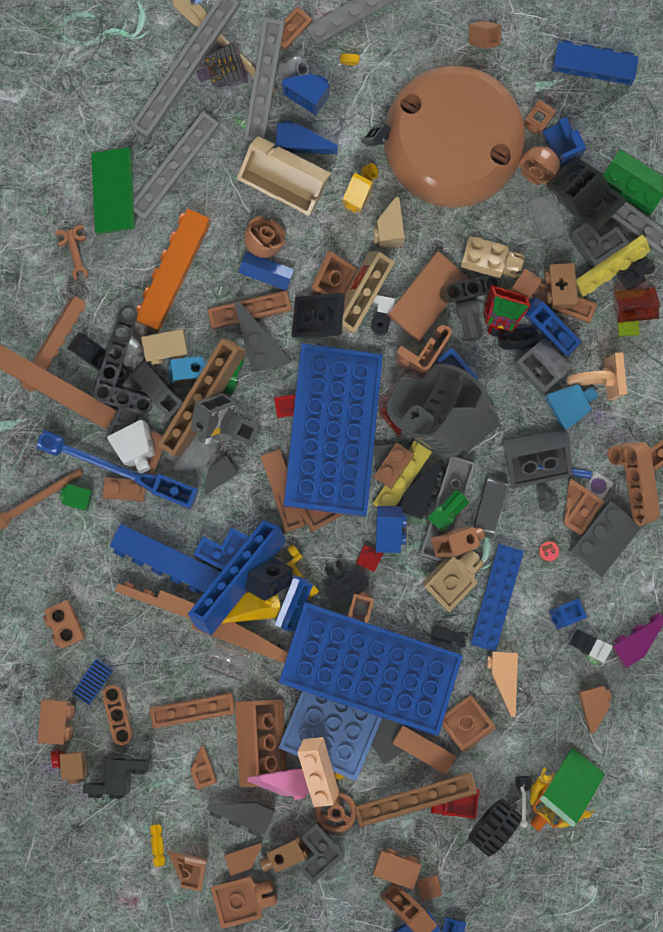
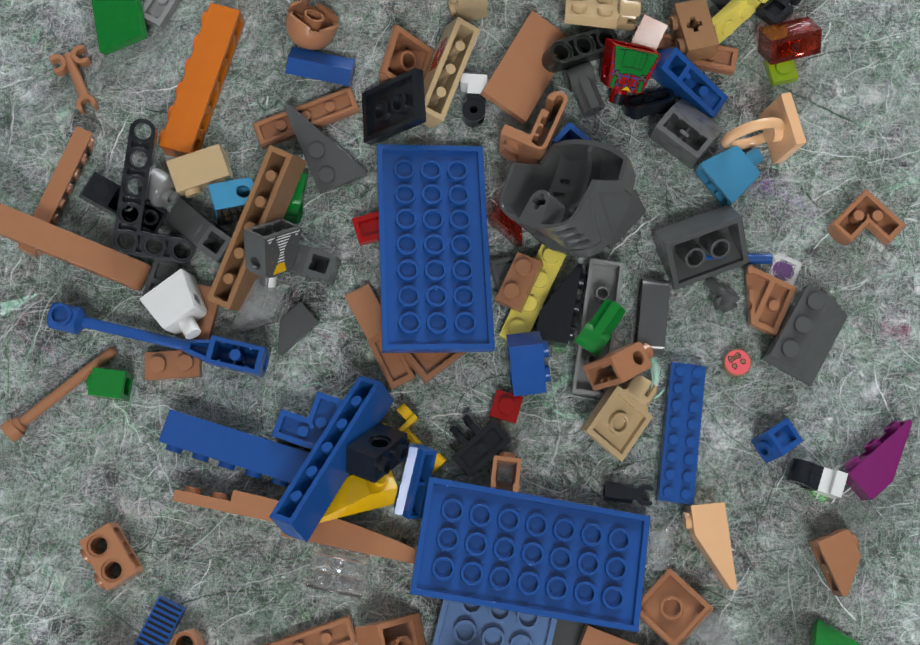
camera: 10 degrees left, 5 degrees down
(640, 479) = (847, 295): nougat beam -> none

